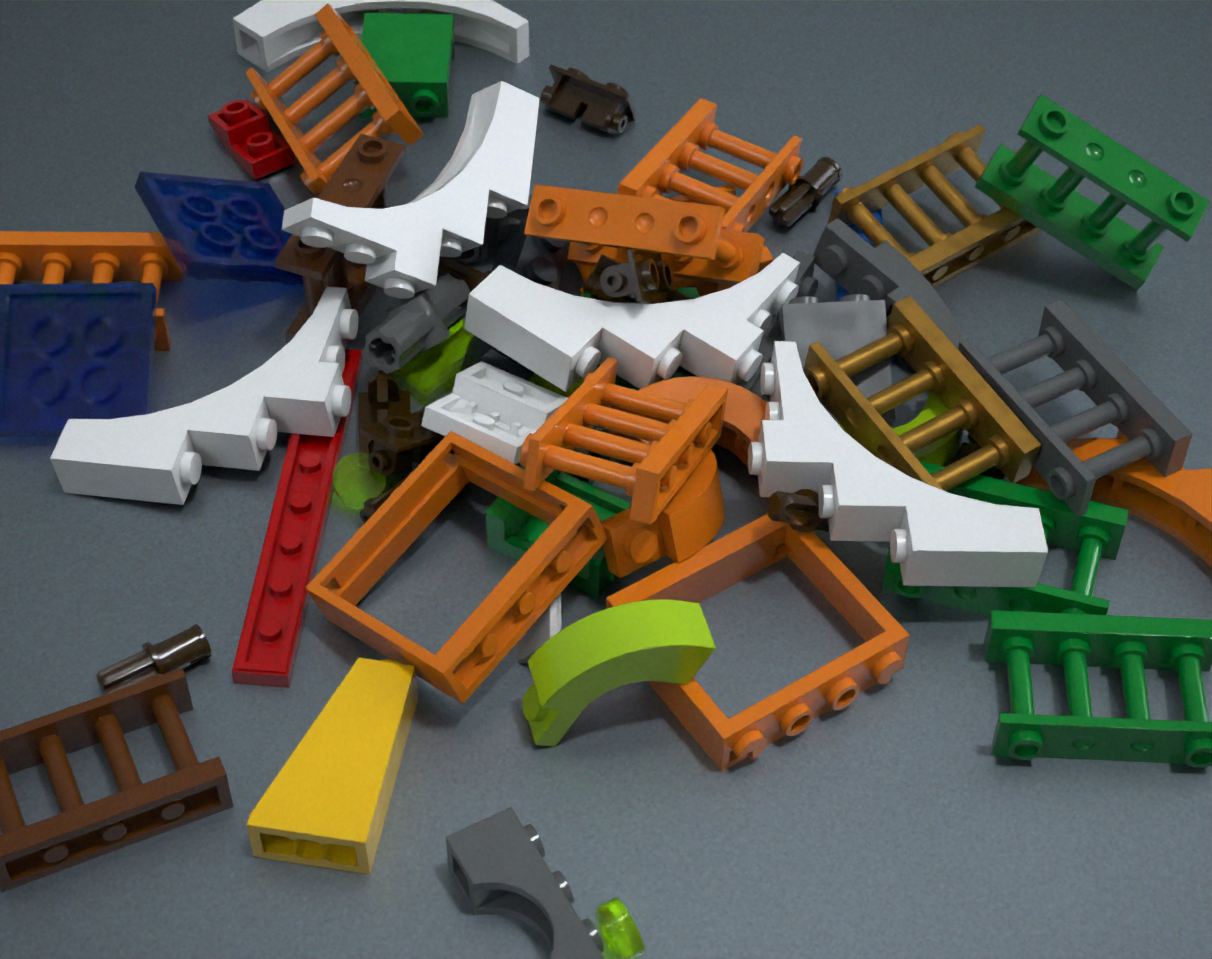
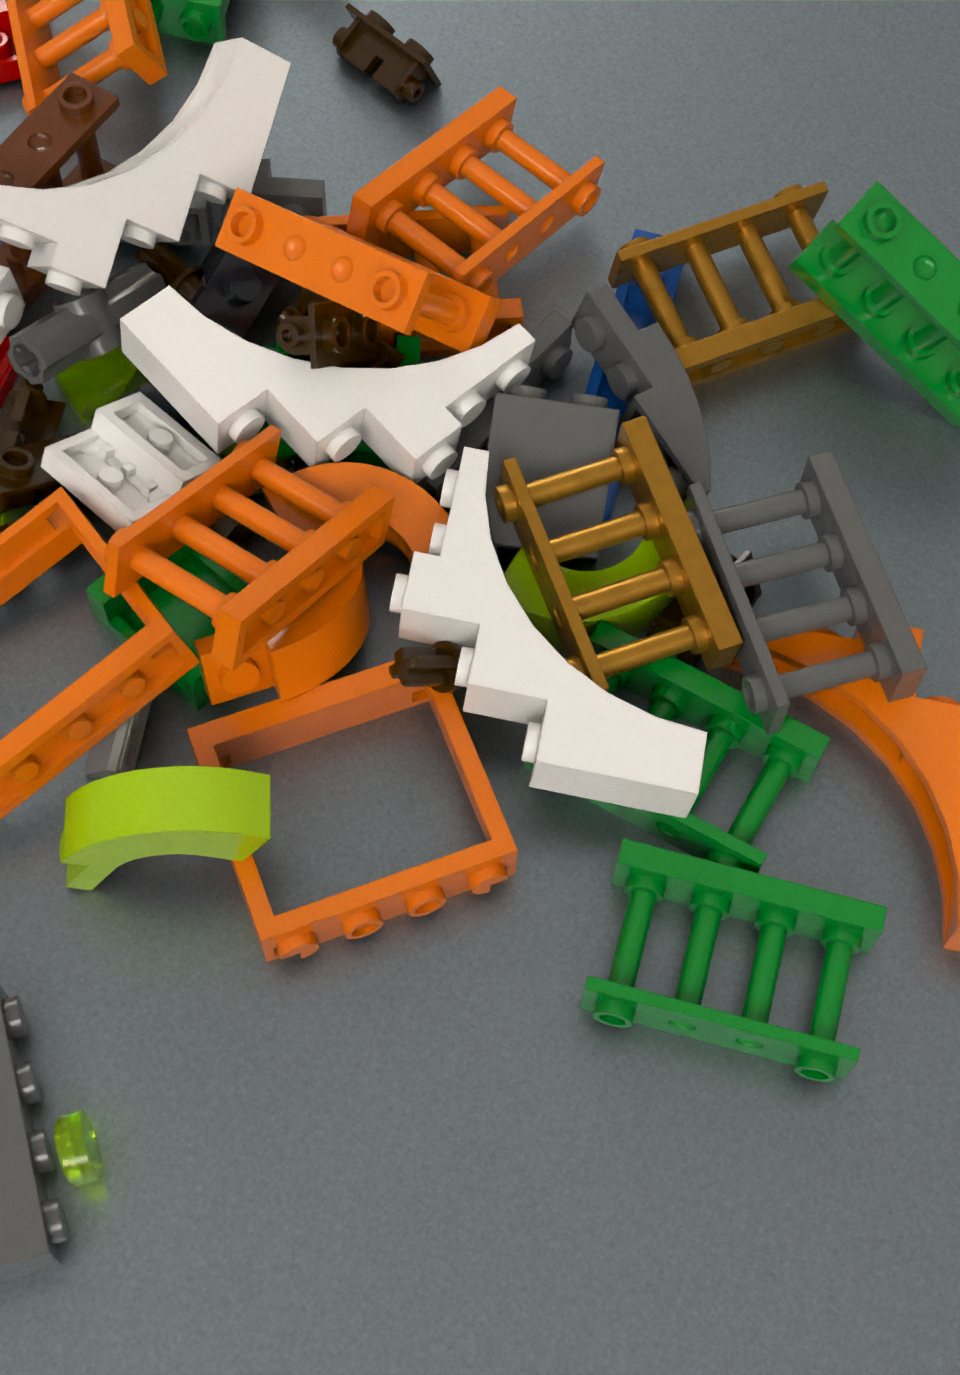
camera: 10 degrees right, 15 degrees up
(805, 192) = (600, 225): dark brown axle -> none

